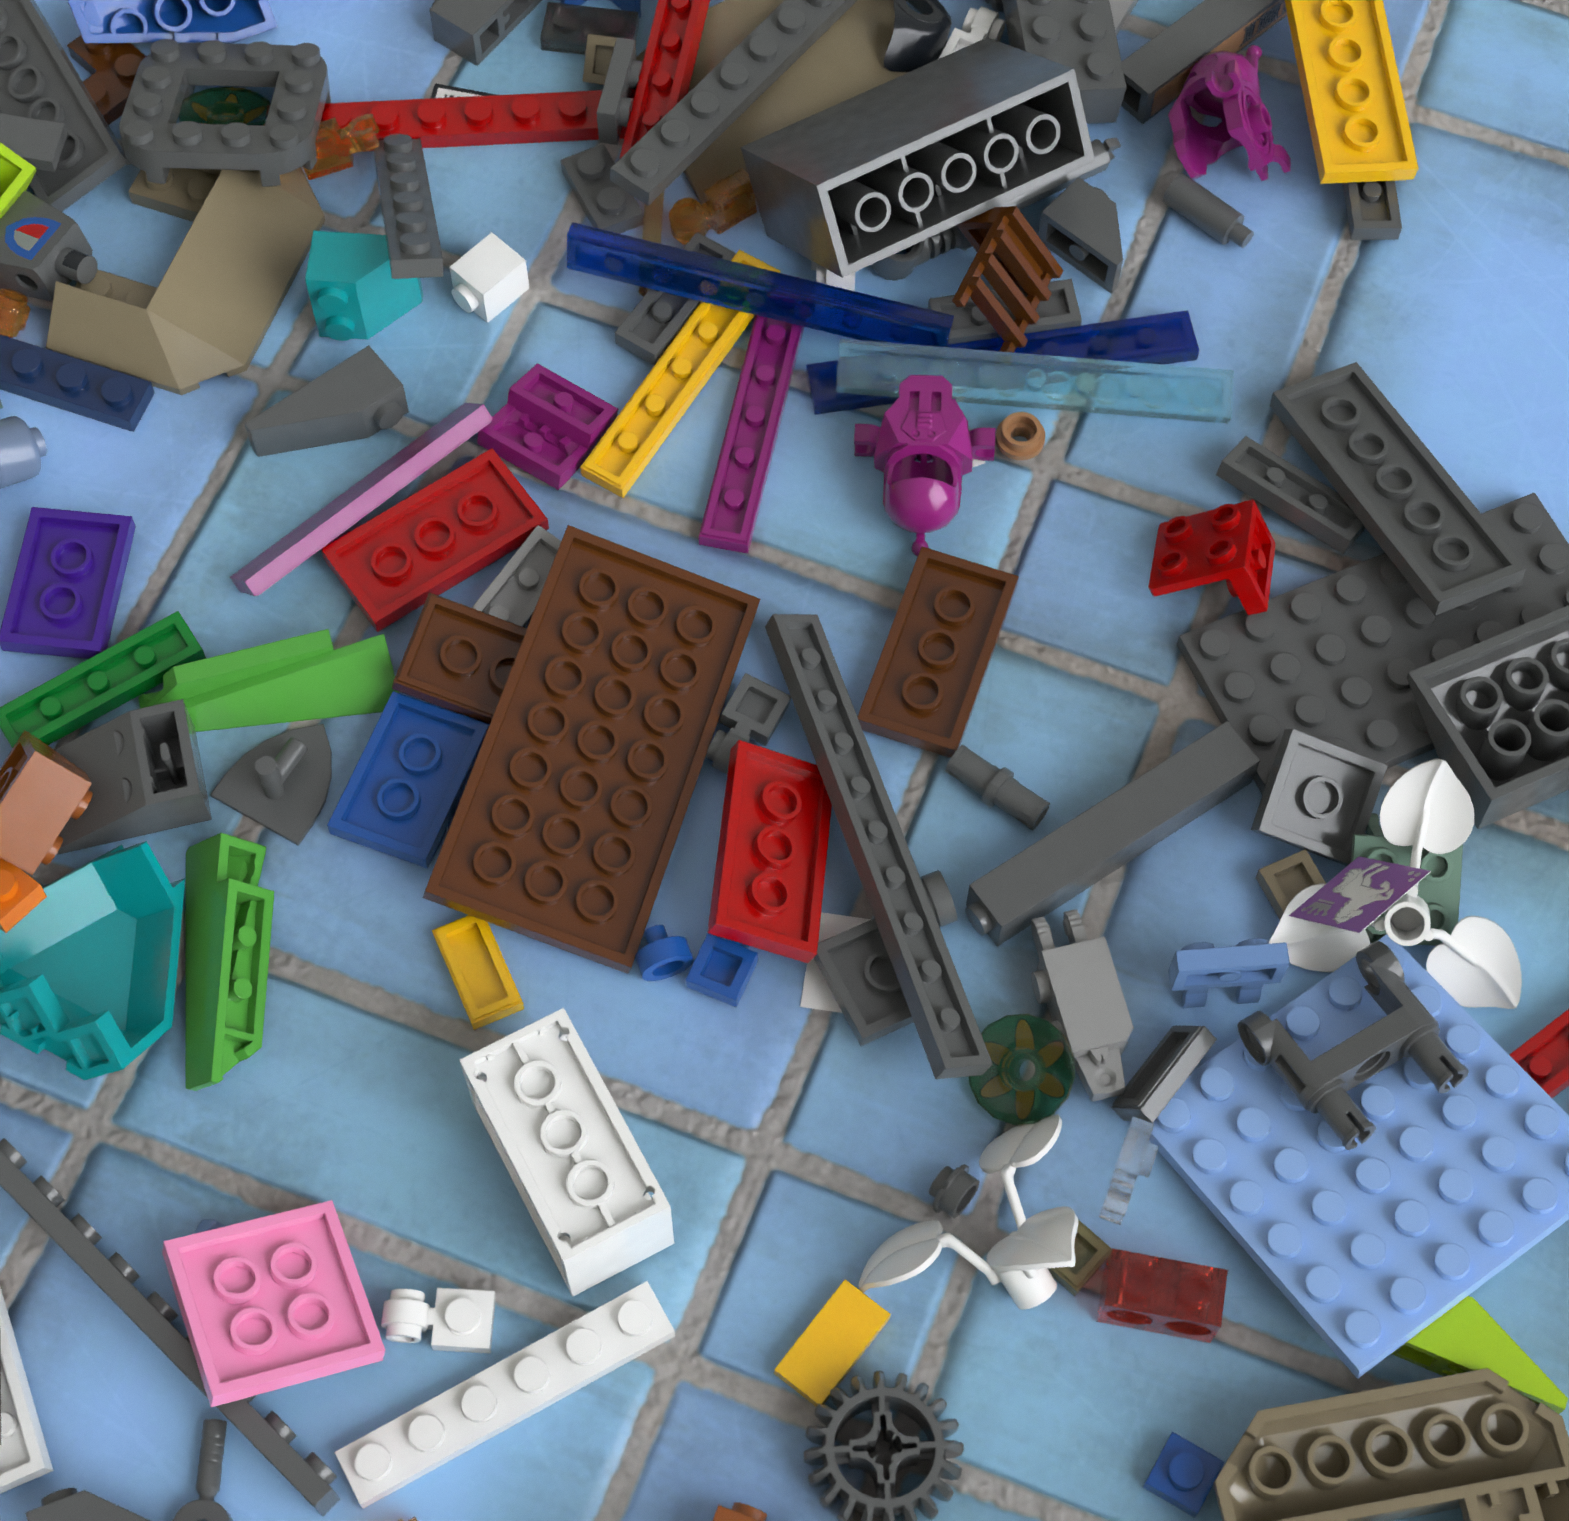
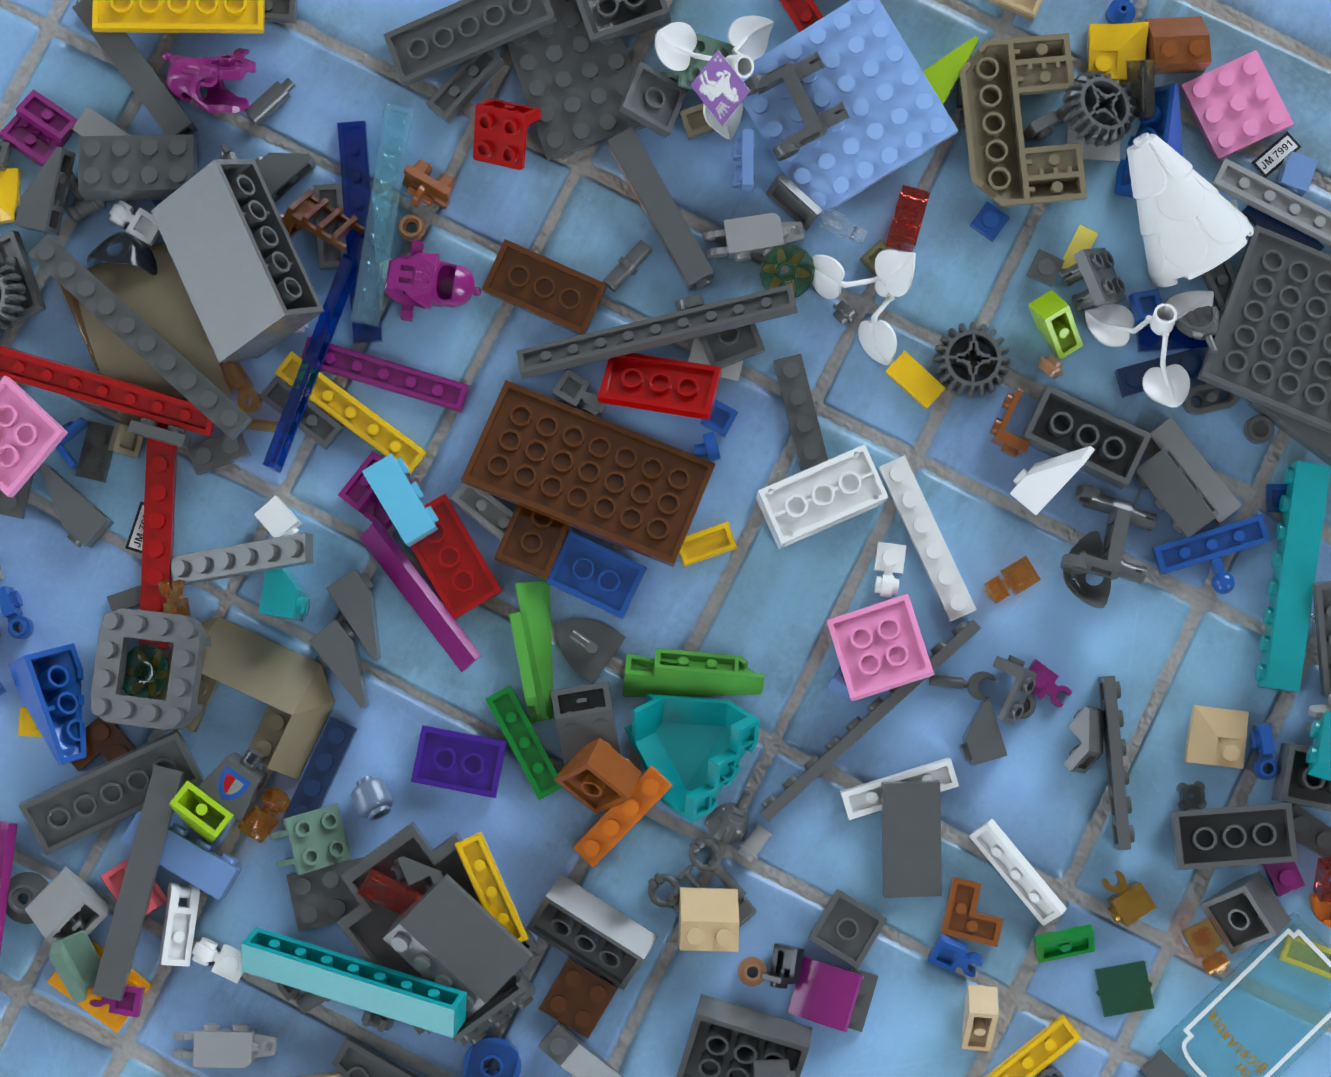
camera: 80 degrees left, 20 degrees up
(239, 390) = (342, 656): none -> dark grey slope
(347, 83) = (125, 599): none -> dark grey piece
(526, 441) = (401, 499): none -> medium azure brick
(749, 1123) = (800, 411): none -> dark grey plate
(1093, 444) = (425, 188): none -> dark orange hips

